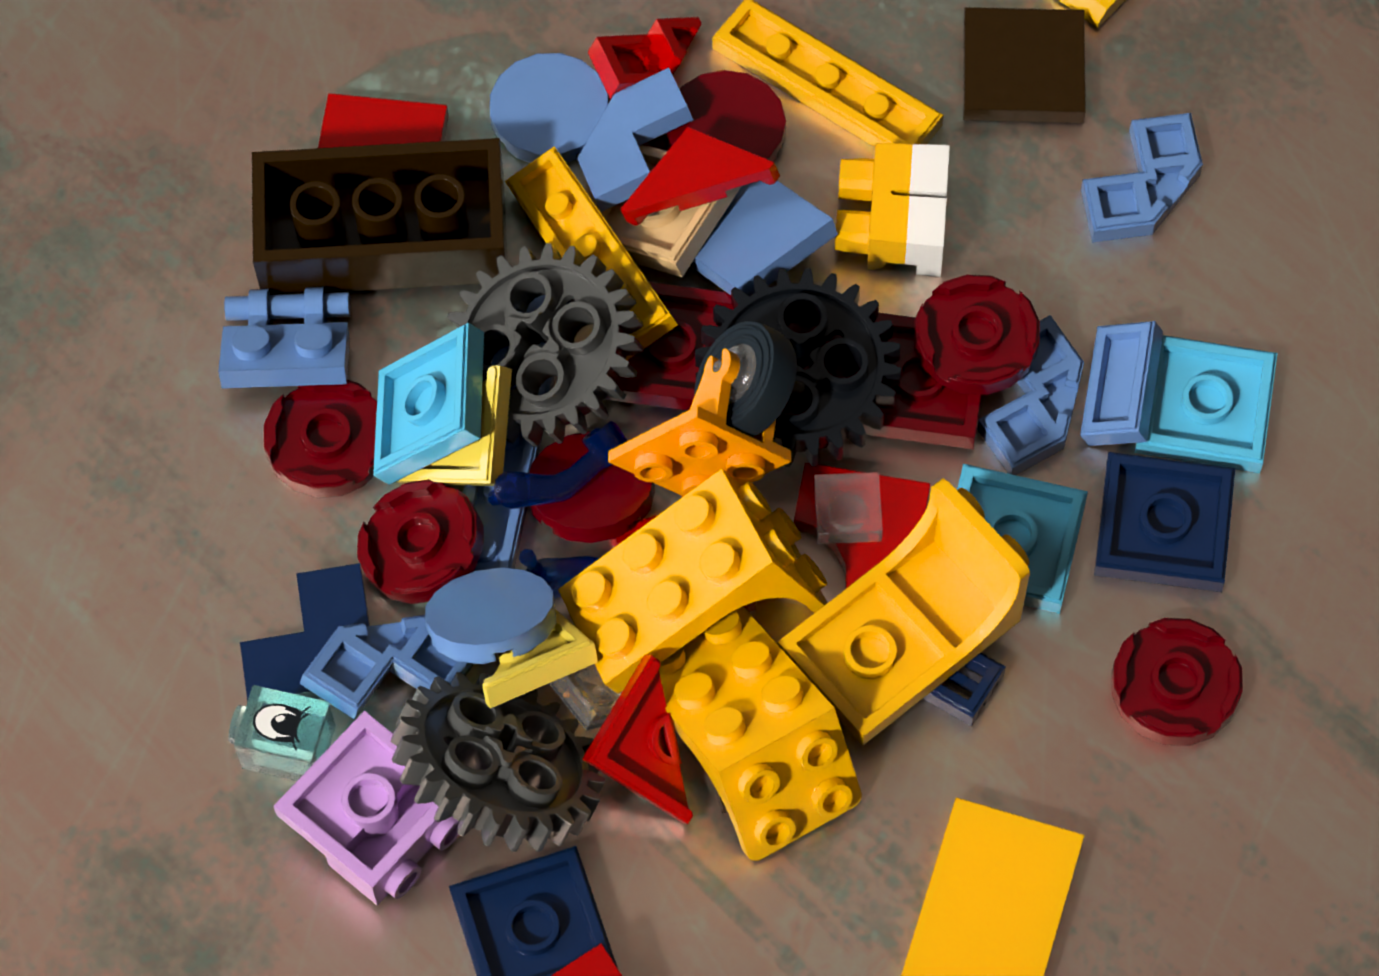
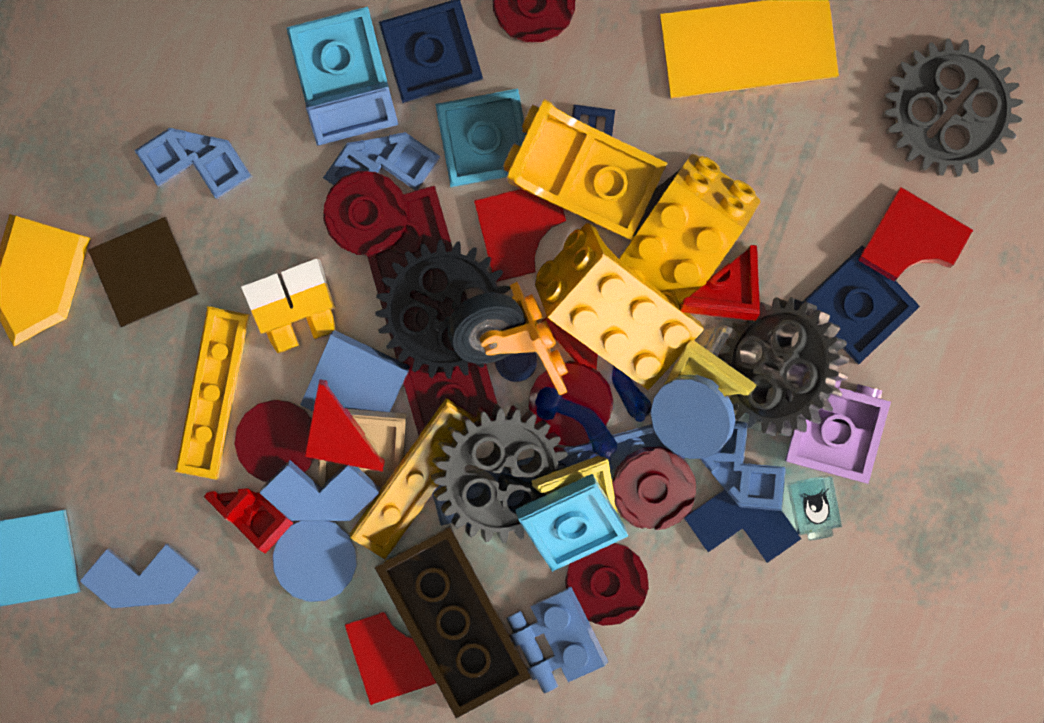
camera: 120 degrees left, 25 degrees up
(848, 508) = (520, 239): clear plate -> none

